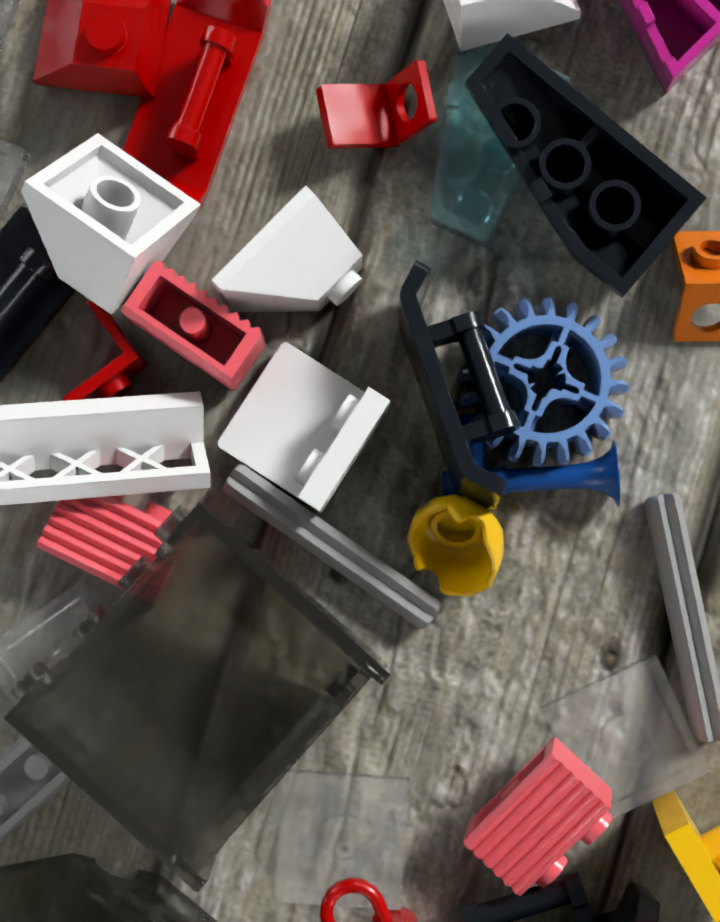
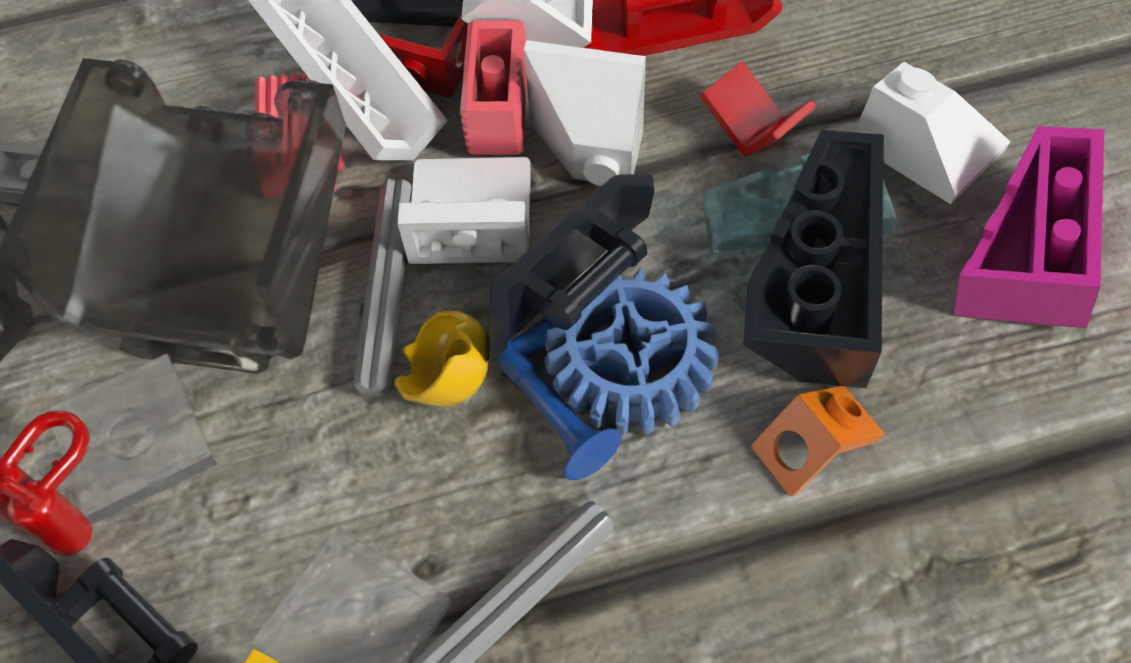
camera: 65 degrees right, 25 degrees down
(540, 818) = (228, 571): coral brick -> none

